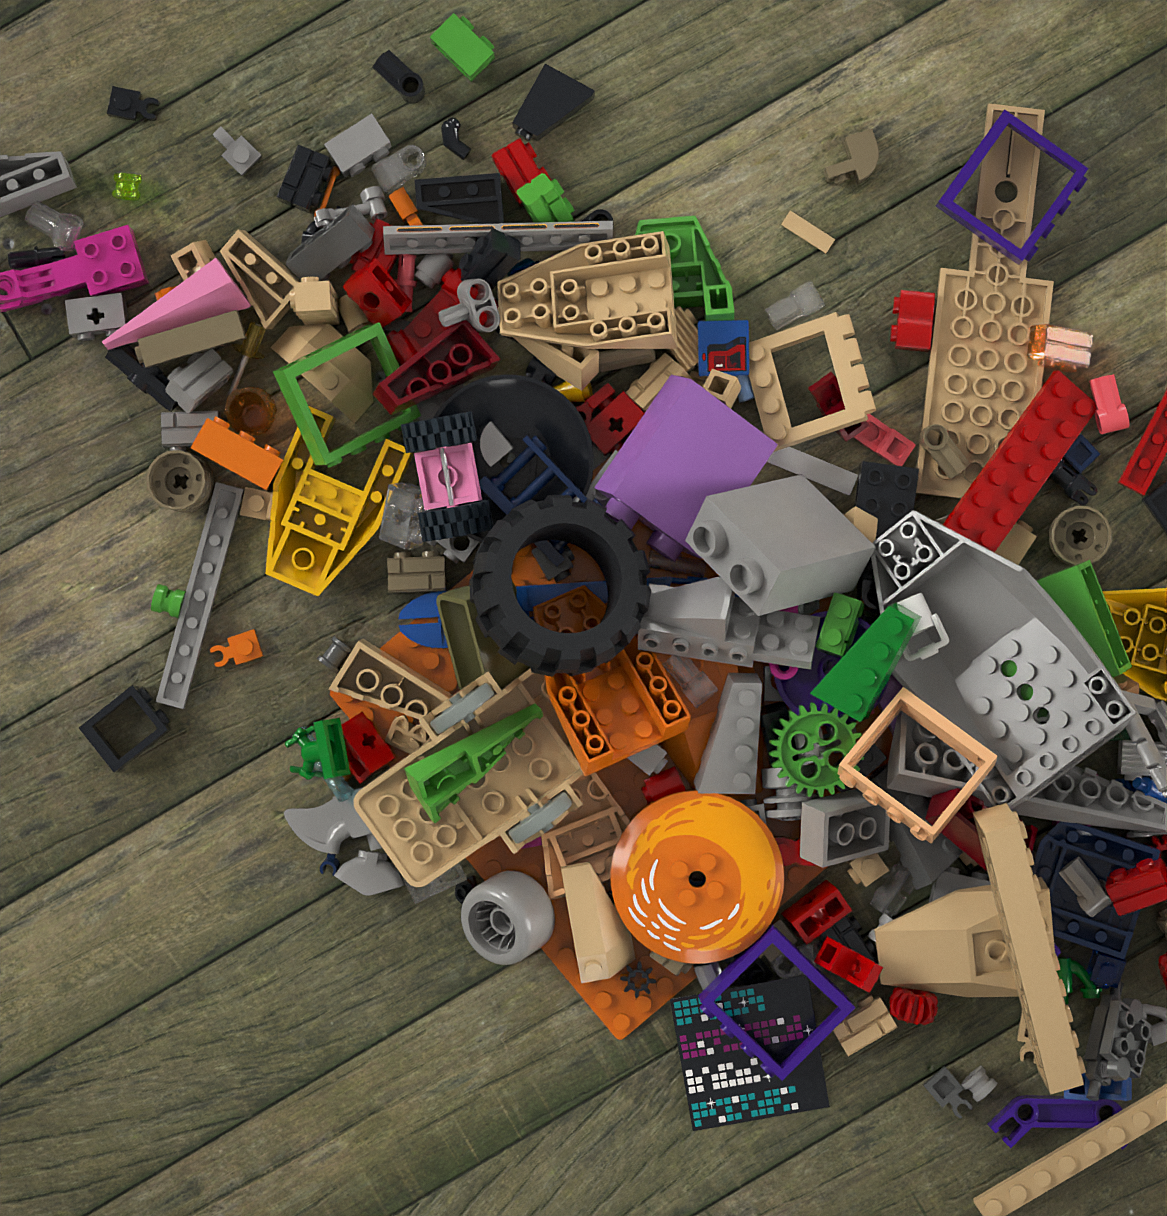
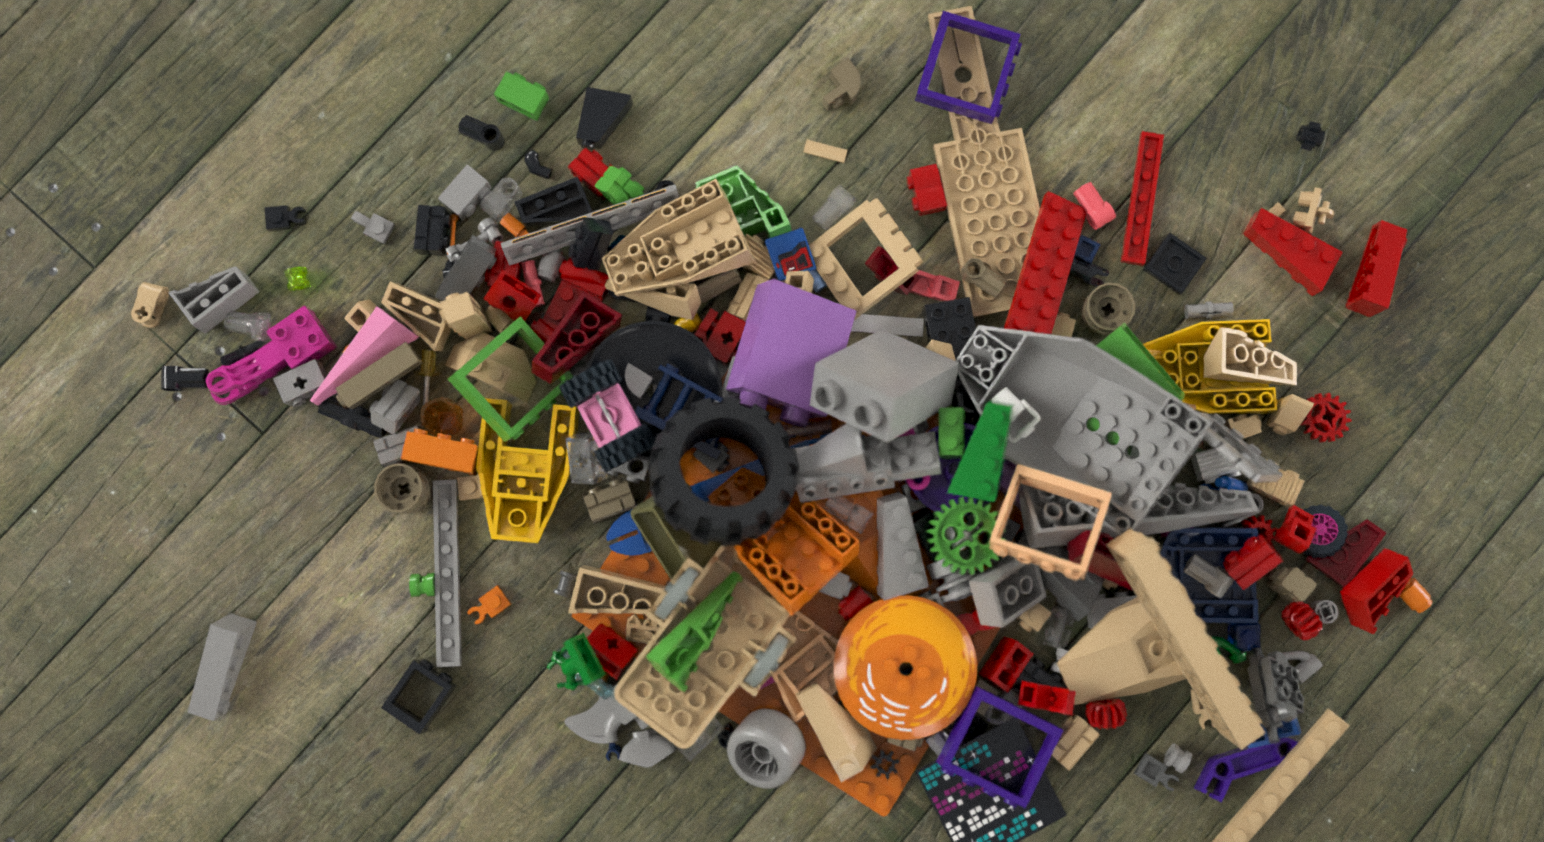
camera: 20 degrees left, 5 degrees down
(470, 308) = (587, 283): light grey beam -> none
(1059, 346) = (1043, 173): clear orange brick -> none

